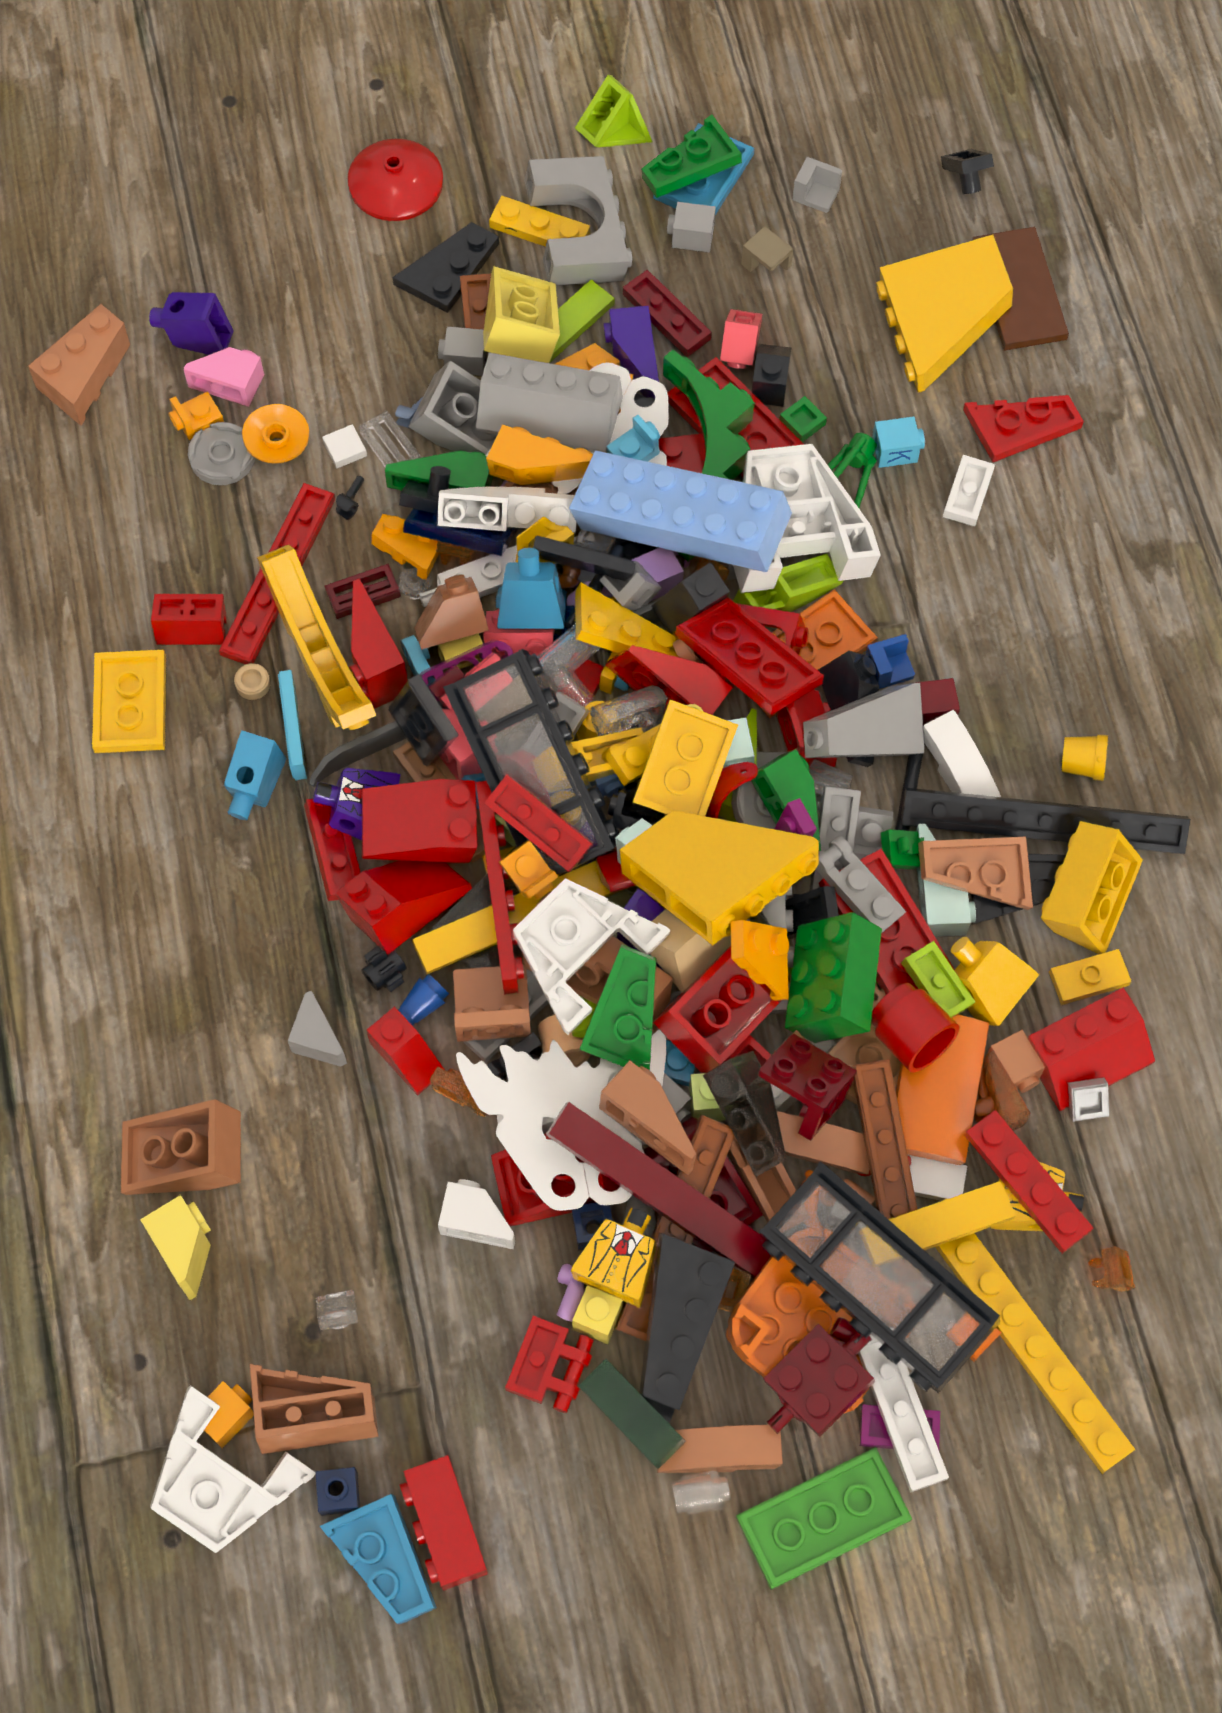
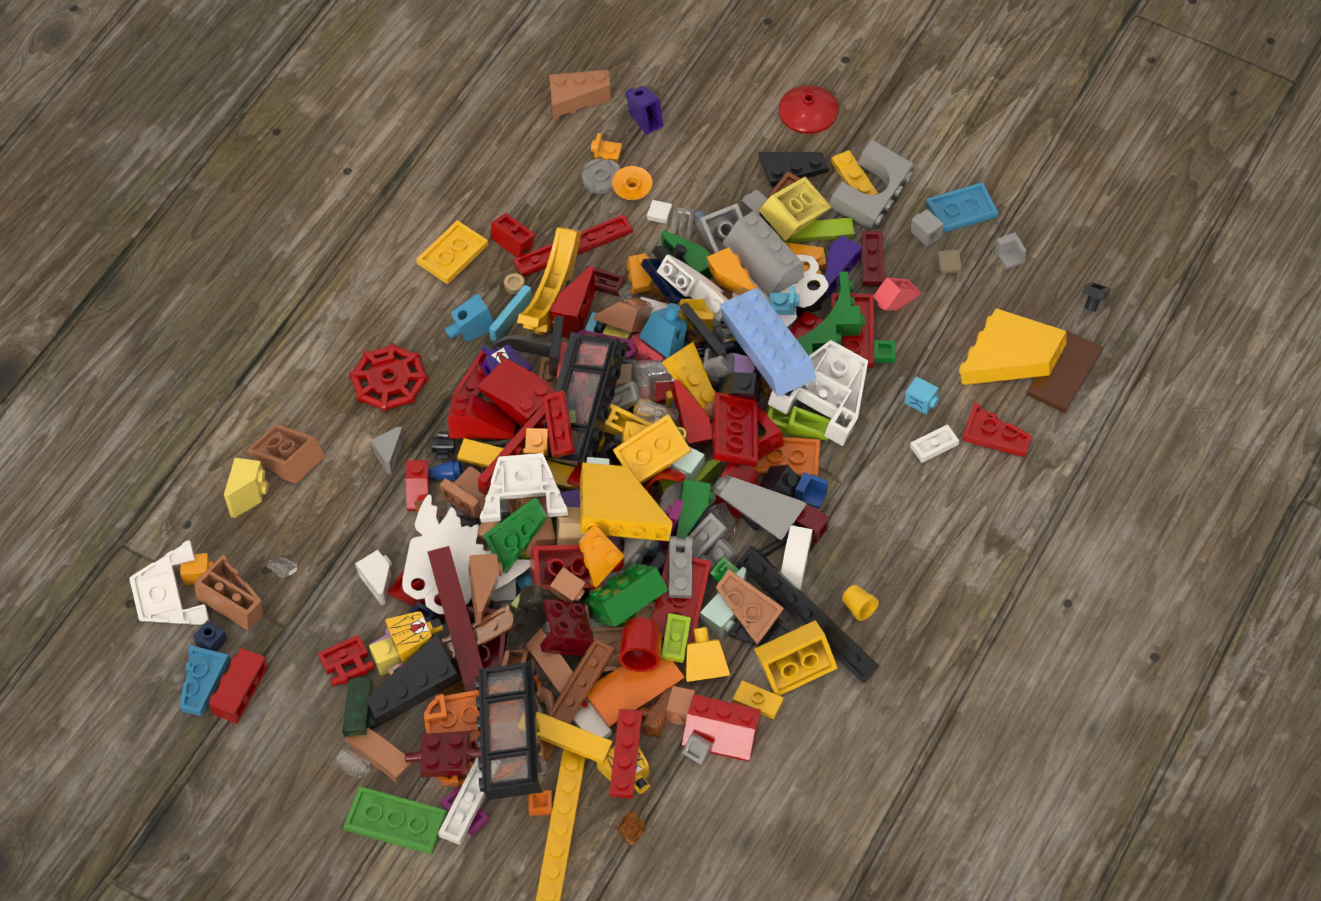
camera: 45 degrees right, 10 degrees down
(220, 954) = (388, 387): none -> red plate
(227, 374) = (637, 142): bright pink slope -> none
(345, 504) = (633, 236): black hand -> none
(613, 117) = (940, 151): lime slope -> none
(694, 159) = (959, 196): green wing -> none
(757, 1028) = (567, 586): none -> nougat brick
(771, 374) = (893, 320): black slope -> none
(856, 454) = (896, 387): green plant -> none

